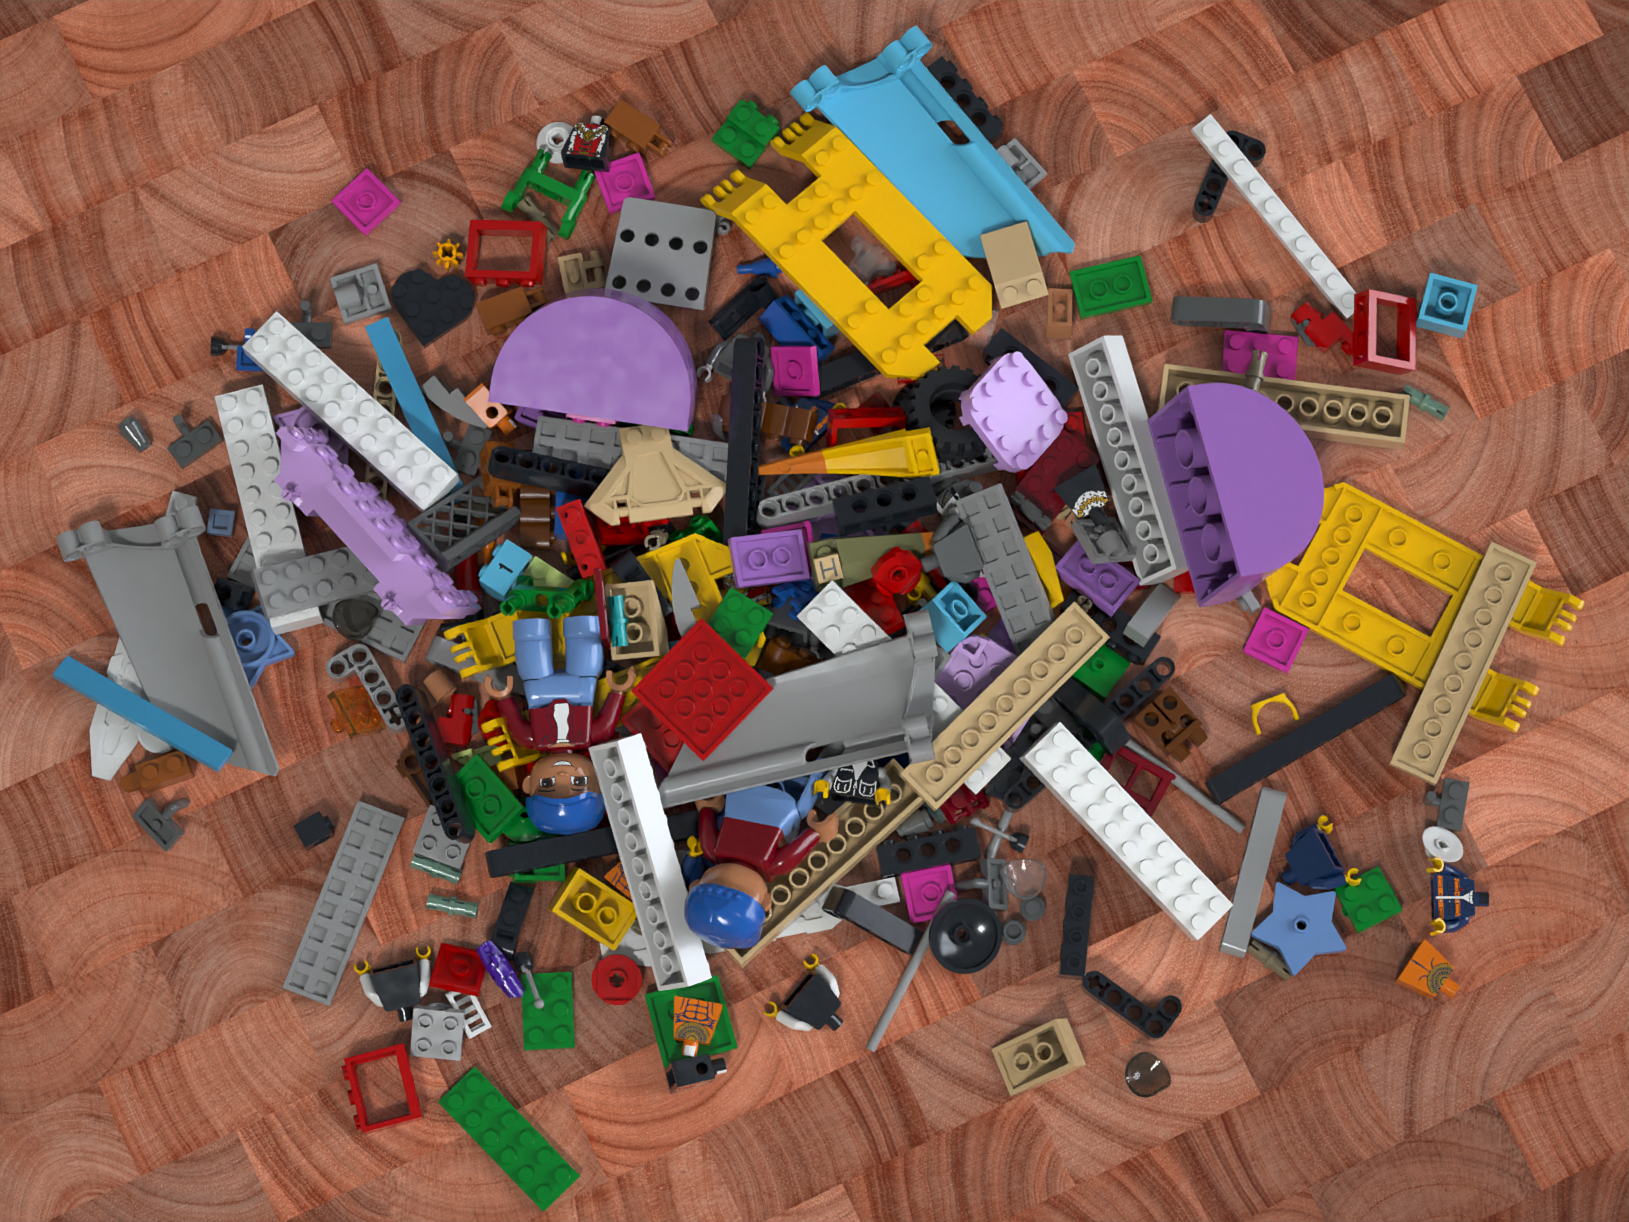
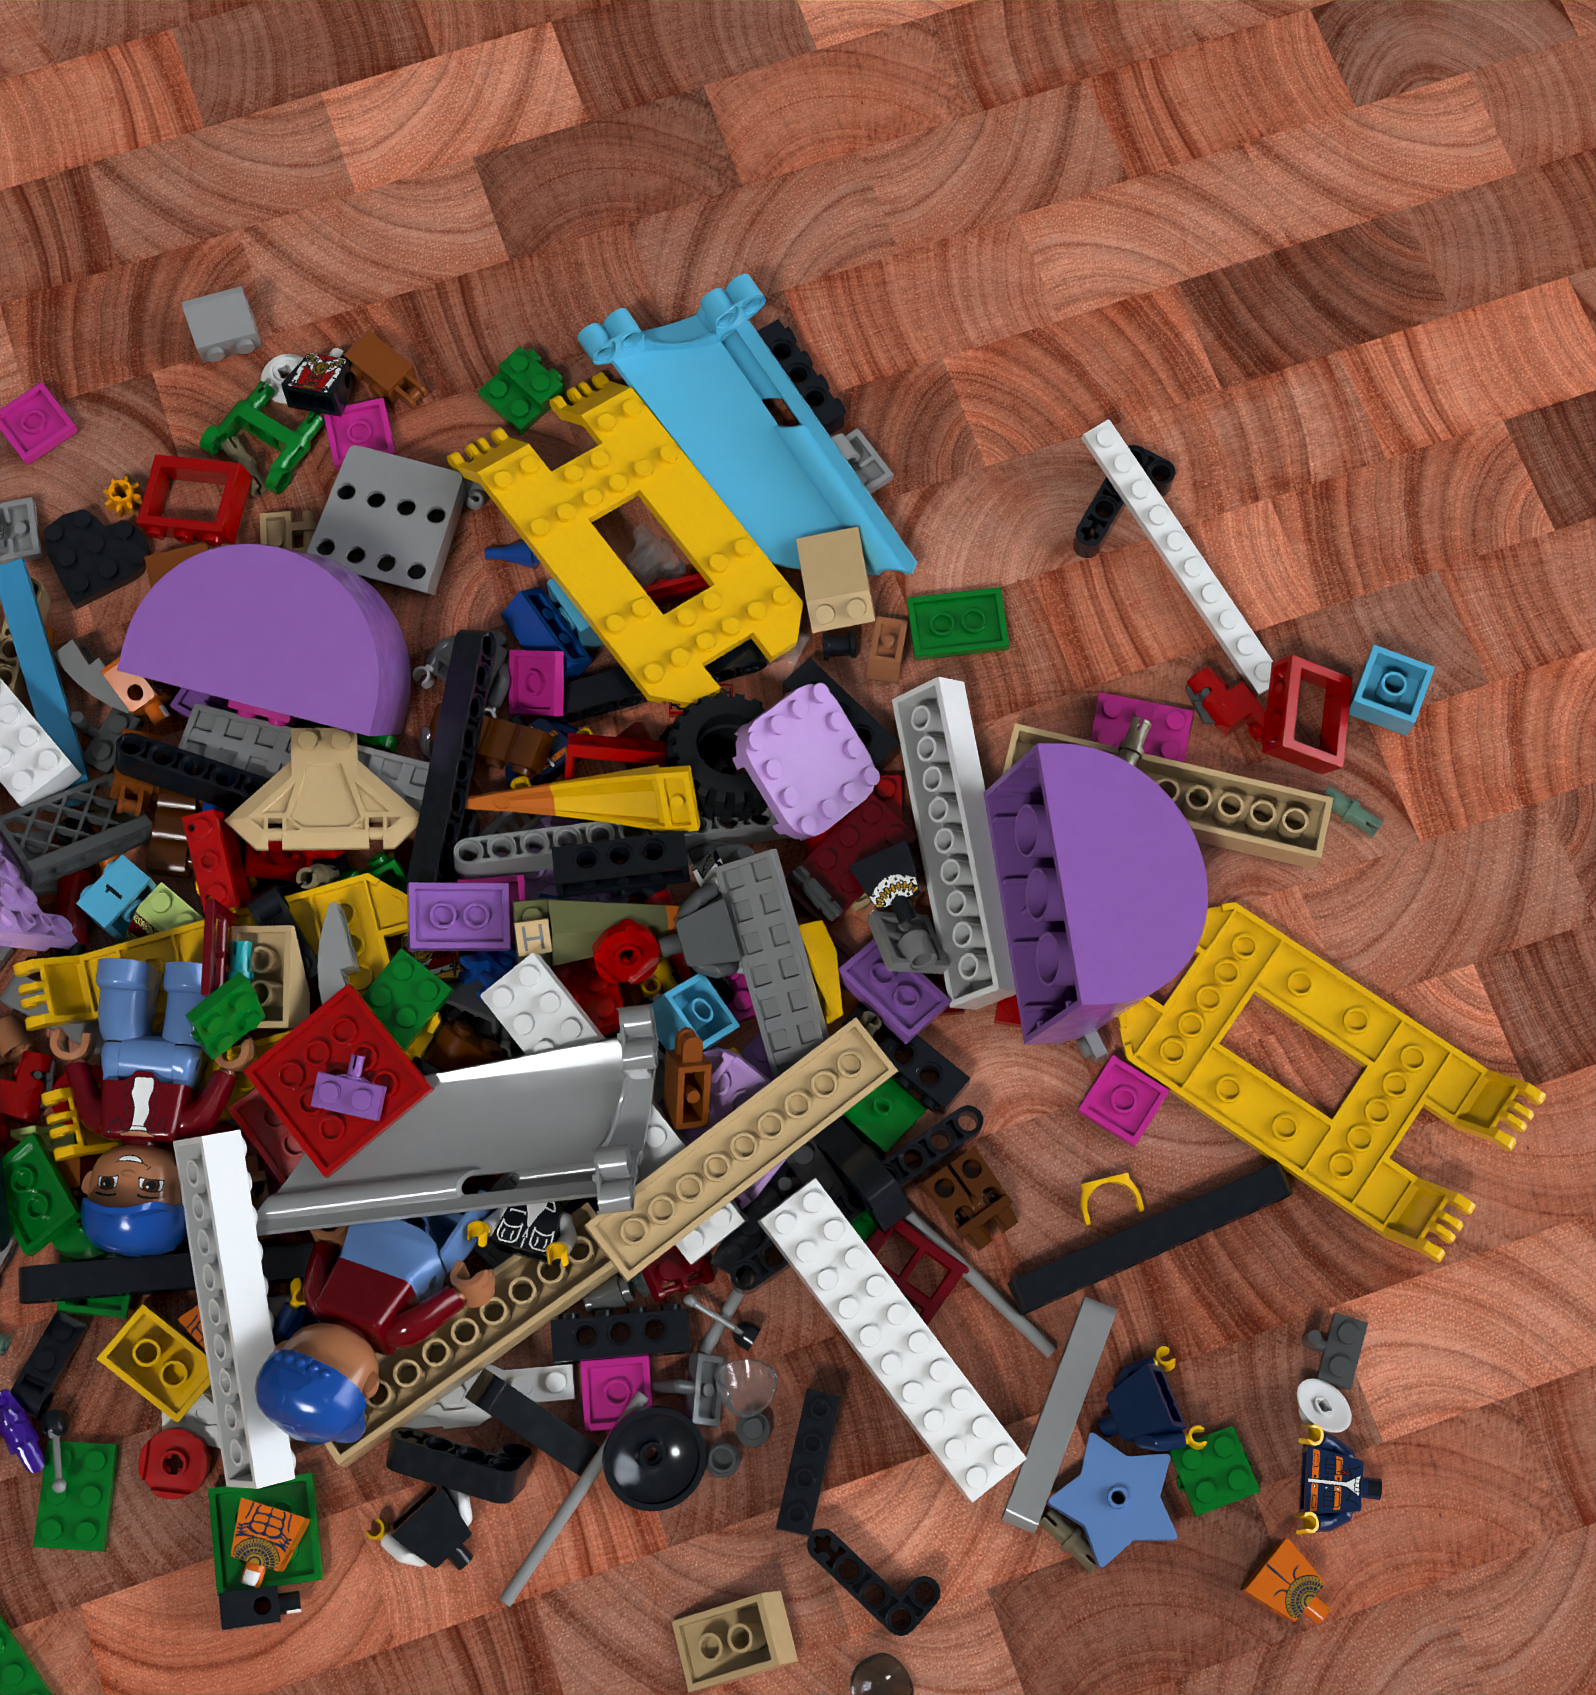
camera: 10 degrees right, 5 degrees down
(503, 107) = (222, 324): none -> light grey slope
(560, 600) = (128, 931): green connector -> none
(617, 652) = (225, 1016): none -> green plate
(714, 697) = (349, 1092): none -> medium lavender plate
(743, 306) = (483, 598): black plate -> none
(825, 956) = (458, 1466): none -> black beam
(957, 663) = (687, 1082): none -> dark orange brick
(1021, 314) = (839, 645): none -> black bush
(1151, 614) = (960, 1048): light grey slope -> none
(1222, 313) = (1098, 668): dark grey beam -> none
(1462, 663) = (1372, 1162): tan plate -> none

